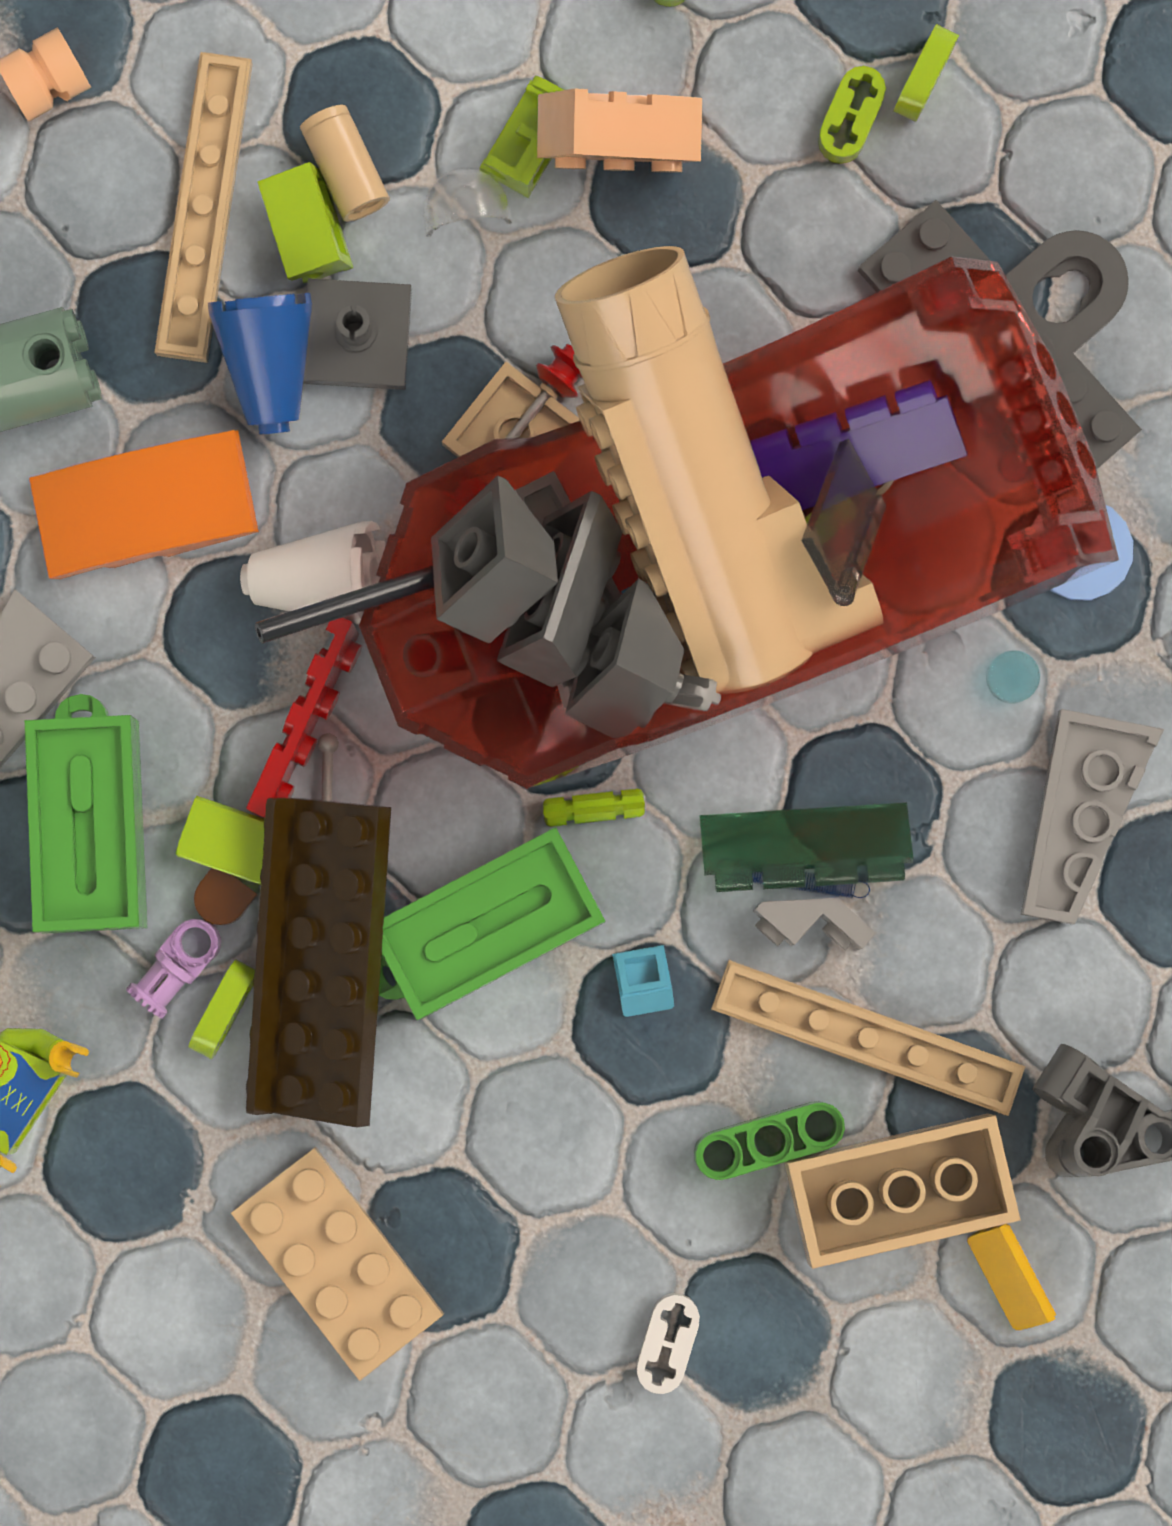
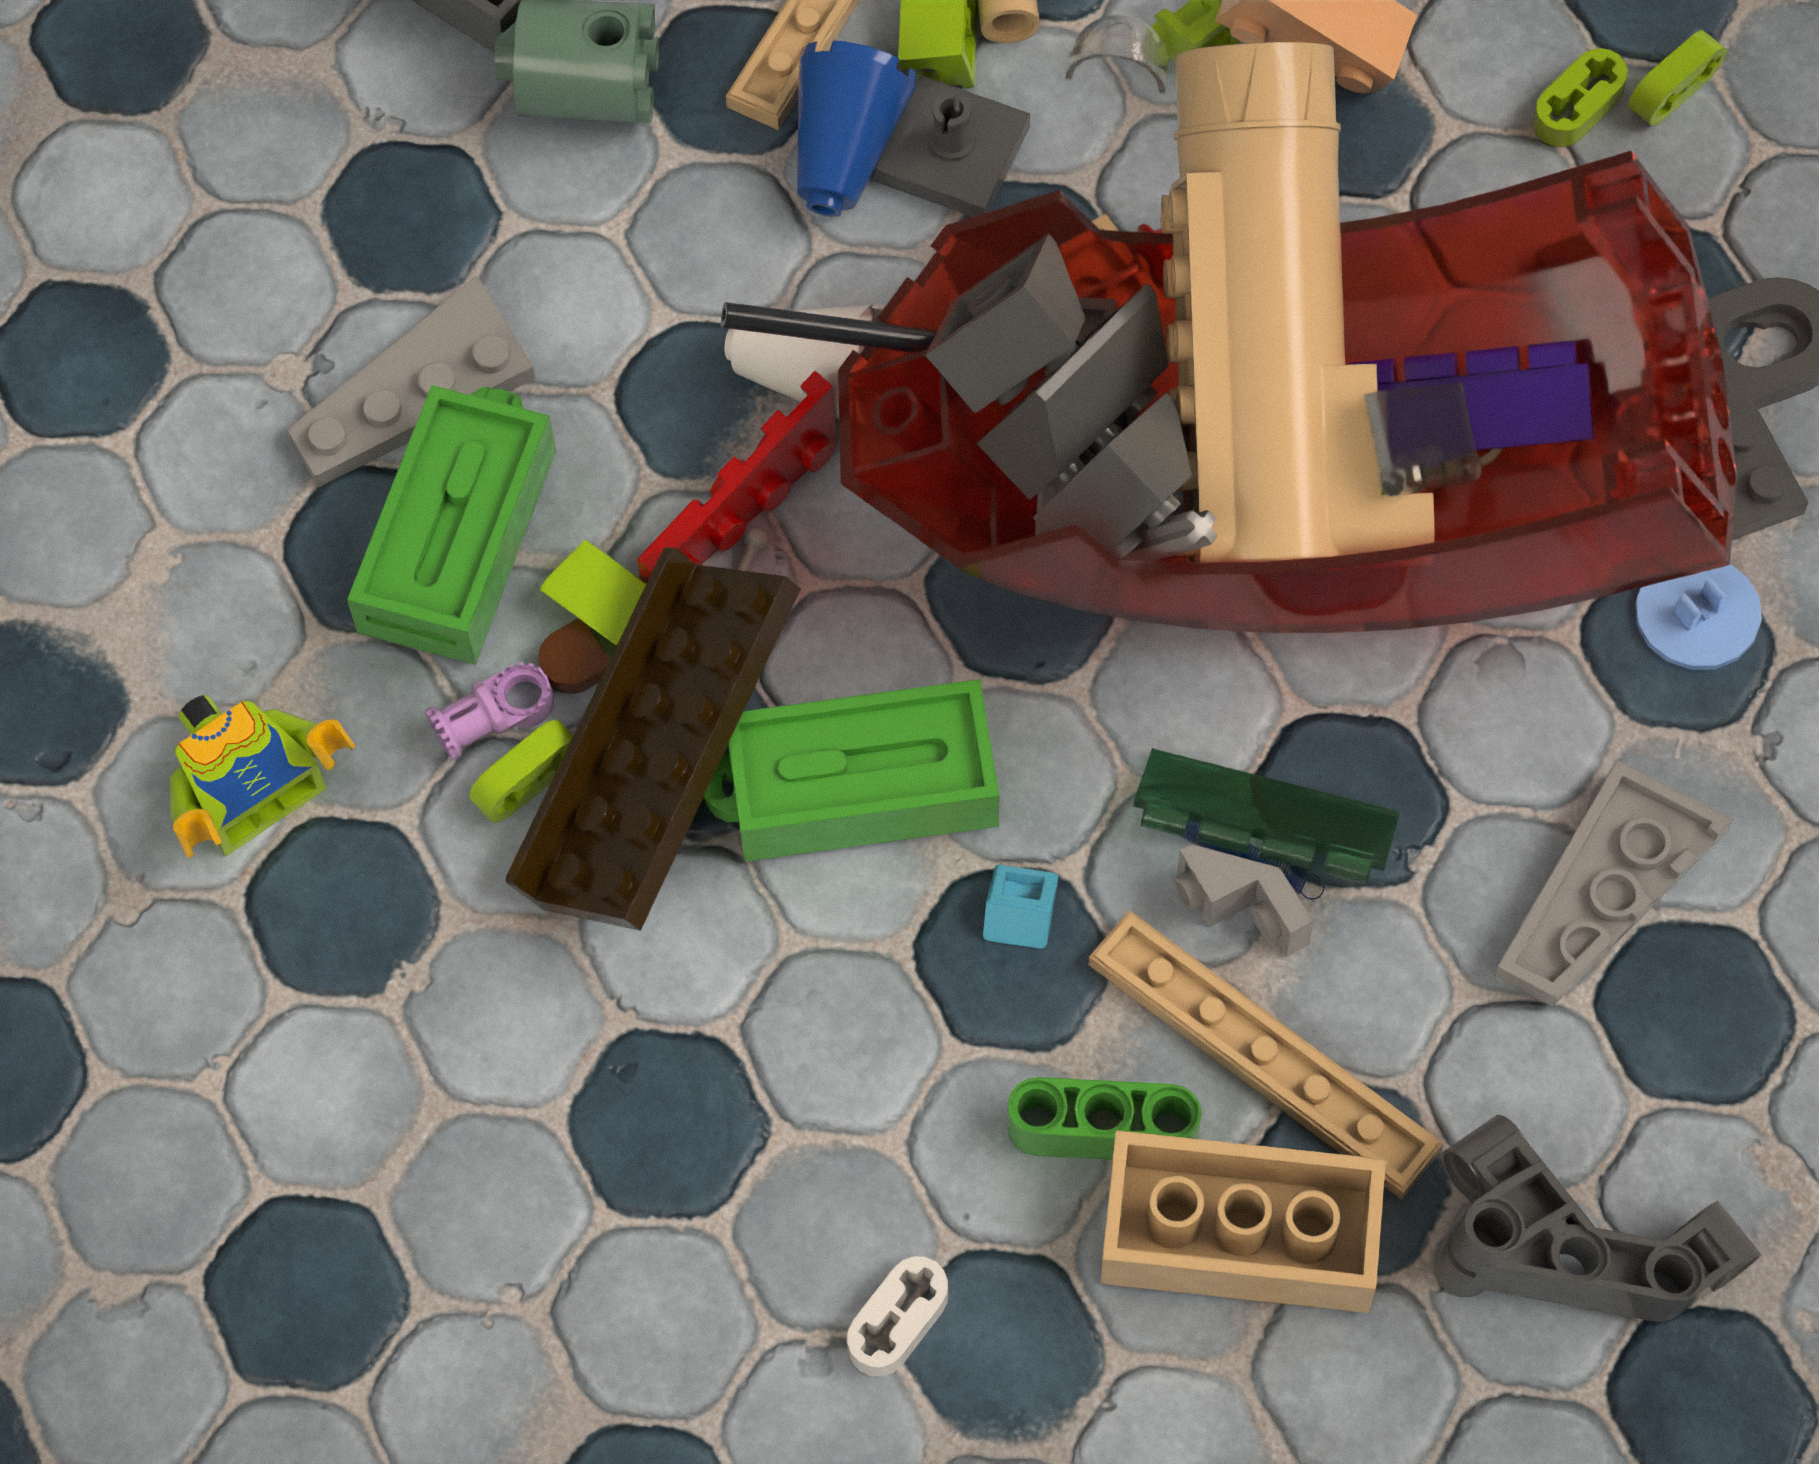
camera: 25 degrees right, 20 degrees down
(144, 504) = (652, 234): orange slope -> none
(337, 1263) = (543, 1096): tan plate -> none
(593, 807) = (1036, 699): lime axle -> none
(1011, 1277) = (1344, 1378): yellow slope -> none
(1013, 677) = (1572, 718): clear light blue tile -> none

